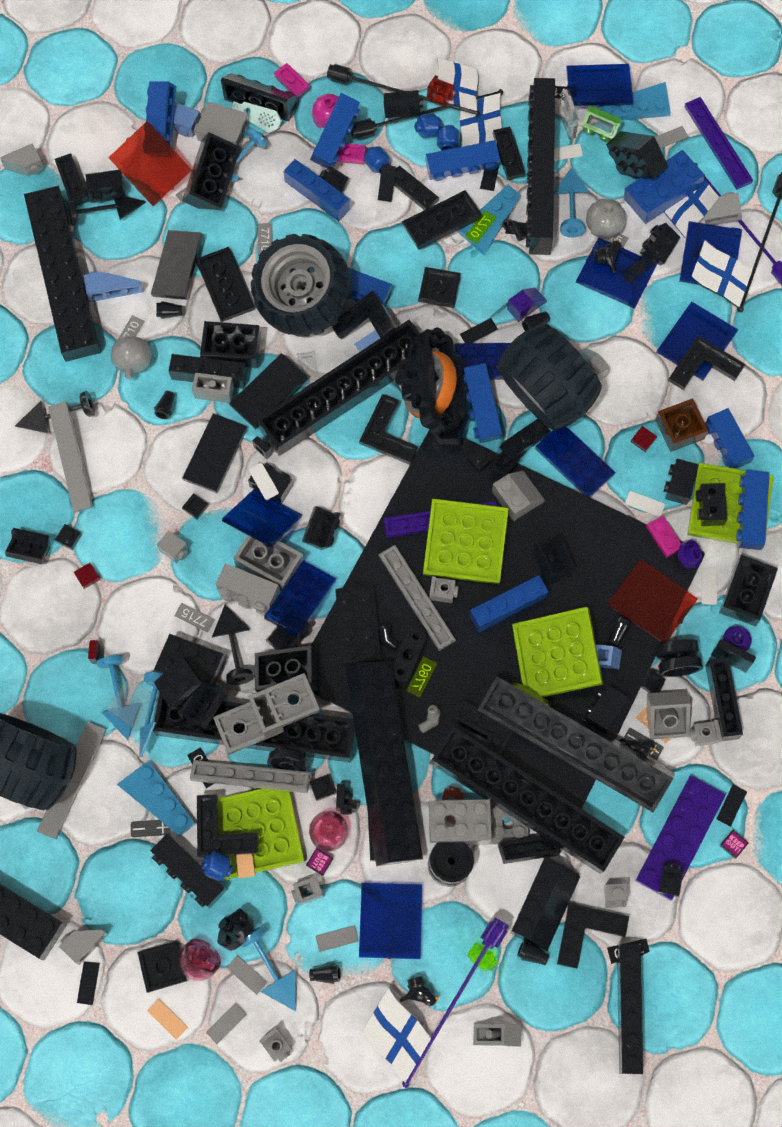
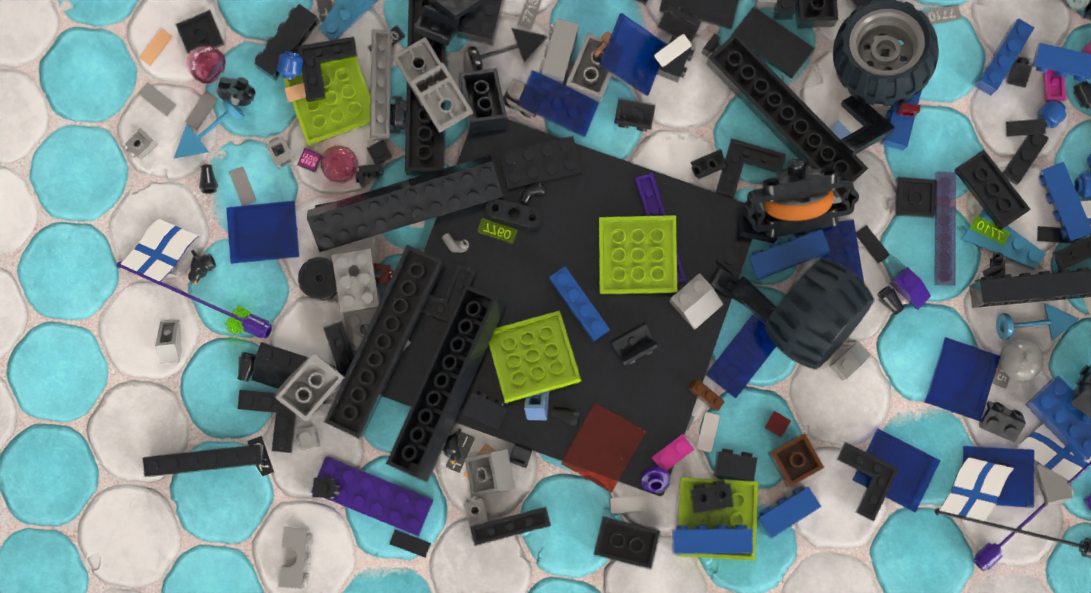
camera: 80 degrees right, 10 degrees up
(235, 474) = (678, 23): none -> black bracket
(244, 538) = (605, 37): none -> medium nougat hand
(358, 276) = (908, 110): none -> dark red tile
(382, 464) = (708, 164): none -> black hips
(417, 598) = (575, 215): light grey tile -> none
(437, 594) = (582, 231): light grey brick -> none
(473, 265) = (945, 229): none -> clear purple plate
(565, 883) = (308, 386): none -> light grey slope
(608, 254) = (978, 366): black animal -> none
(610, 498) = (706, 395): none -> reddish brown piece
(639, 268) = (970, 401): black sticker -> none
(679, 658) = (545, 477): black wheel -> none
(734, 844) = (371, 548): tile -> none
(737, 657) = (555, 531): black tile -> none
(738, 637) = (573, 535): dark purple plate -> none
(757, 925) = (296, 575): none -> light grey arch

